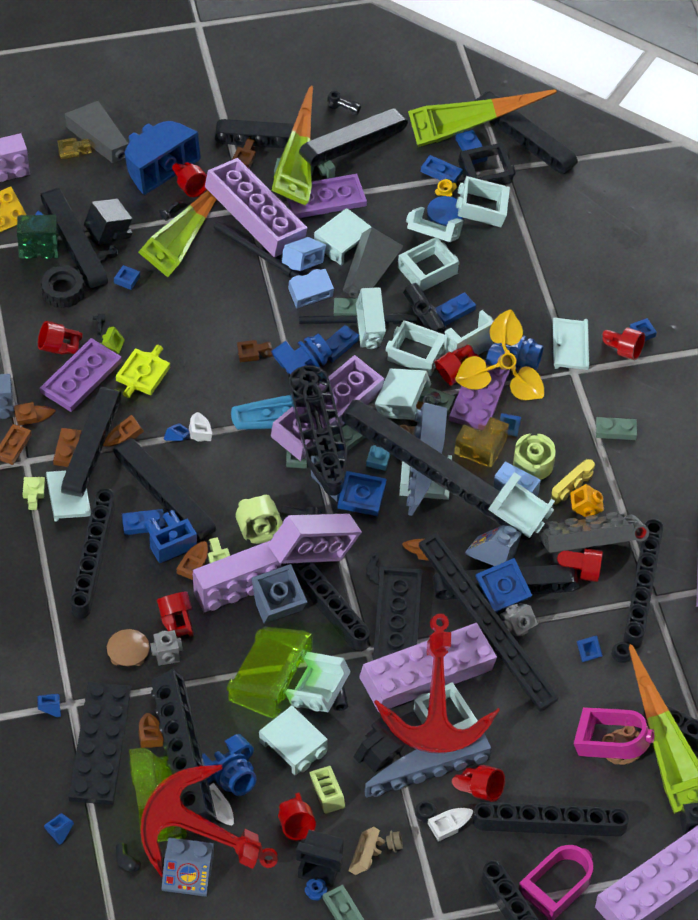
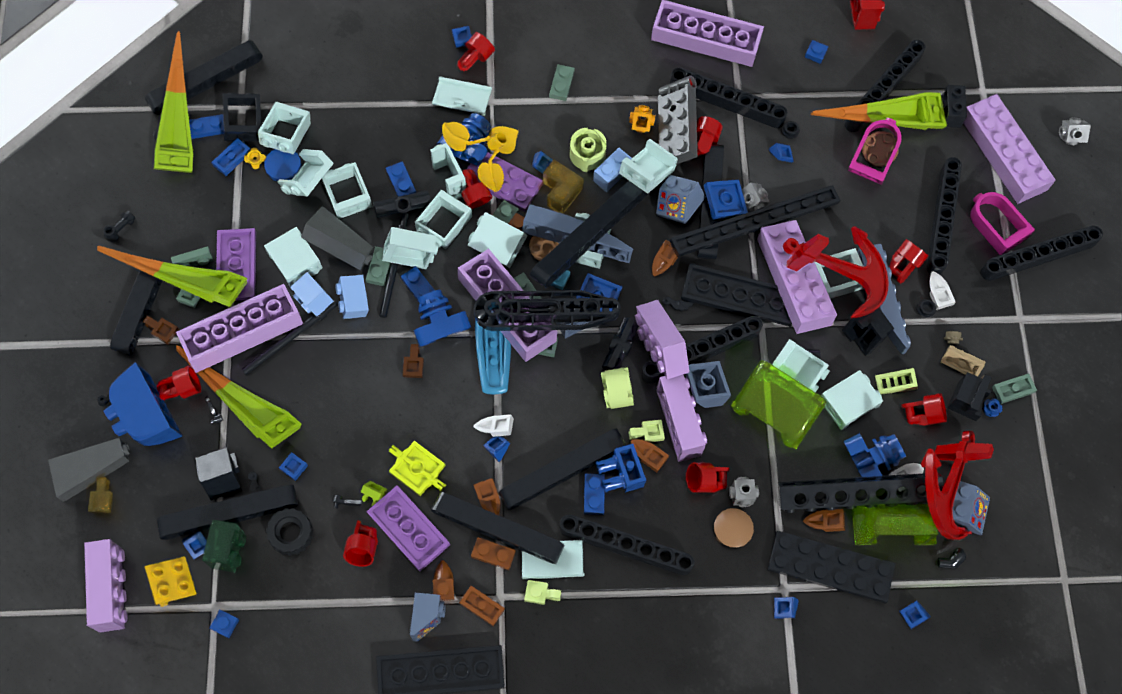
camera: 80 degrees left, 15 degrees up
(353, 137) = (174, 223): beam -> none
(435, 395) = (511, 216): black hinge -> none
(572, 480) = (615, 127): light yellow hinge -> none

